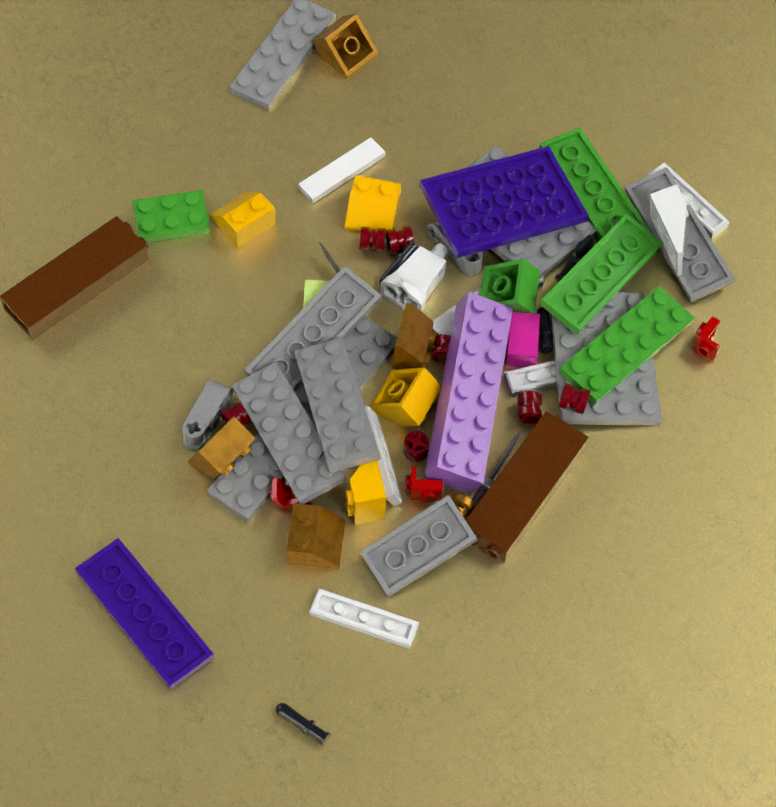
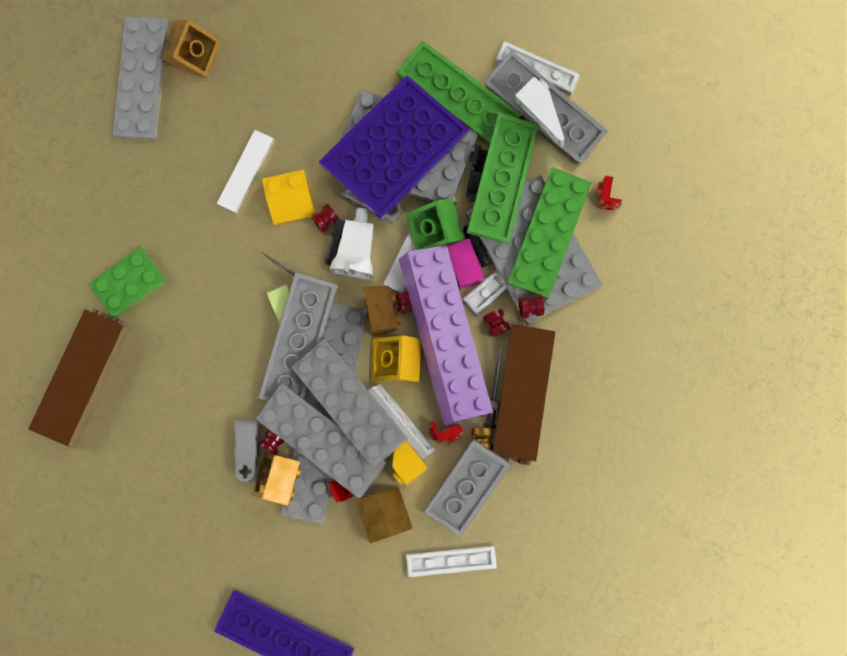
camera: 20 degrees left, 20 degrees up
(245, 217) = (187, 255): yellow slope -> none
(378, 239) = (302, 228): dark red wheel -> none
(415, 440) = (424, 395): dark red wheel -> none

